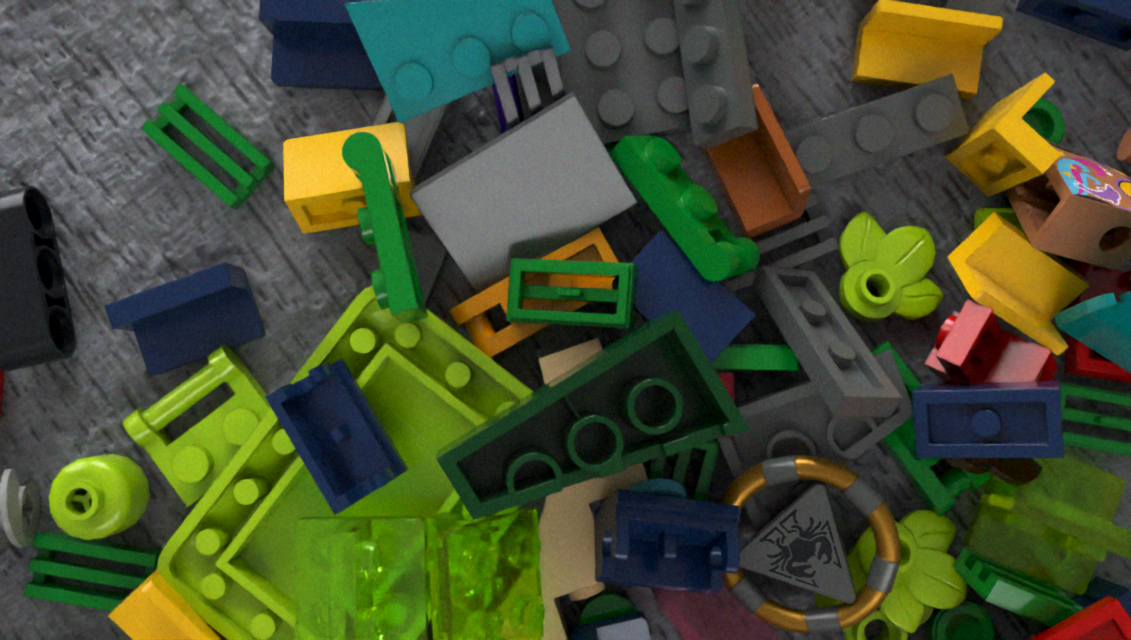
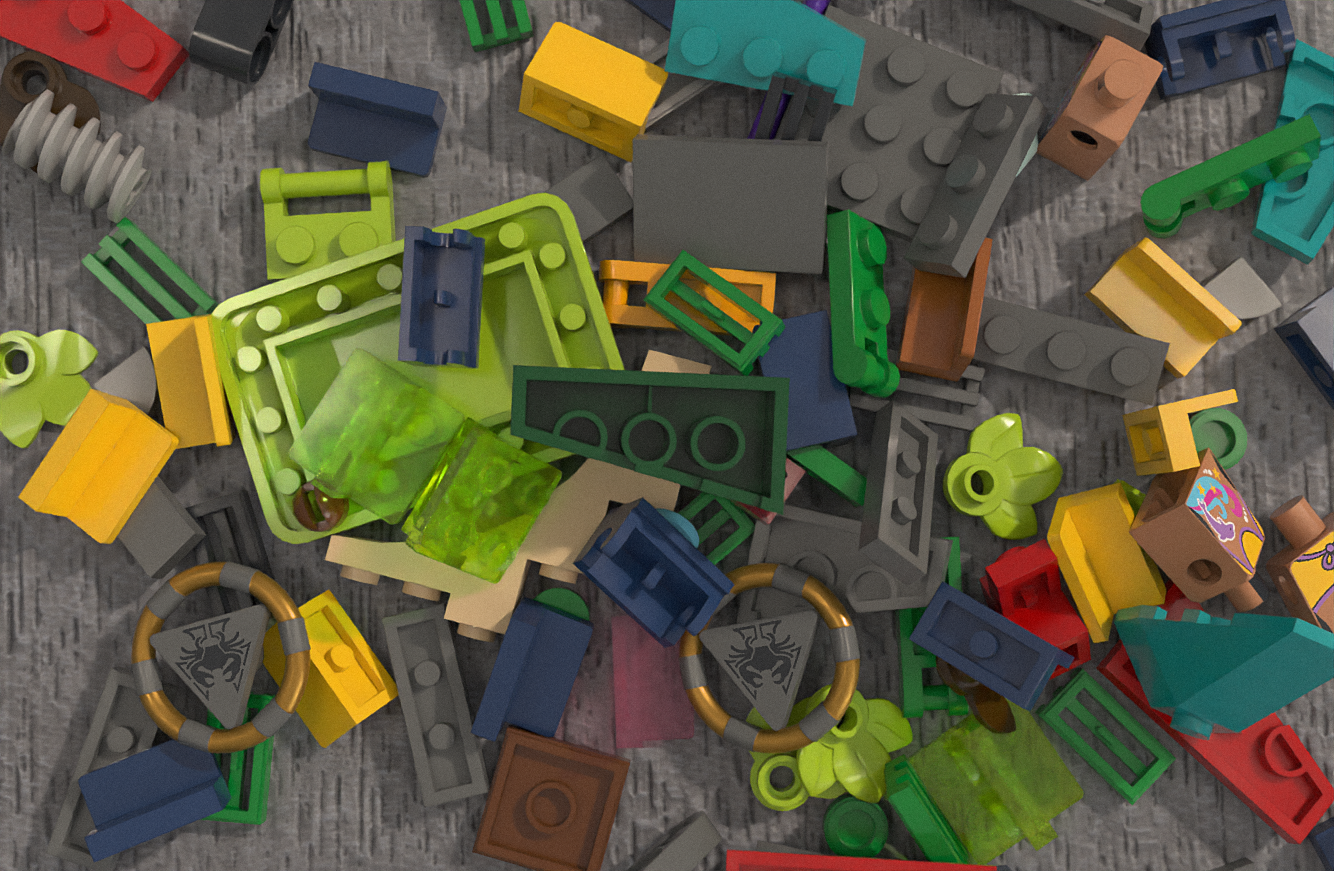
camera: 35 degrees right, 0 degrees up
(98, 496) = (202, 219): lime head -> none
(385, 225) = (595, 152): green plate -> none

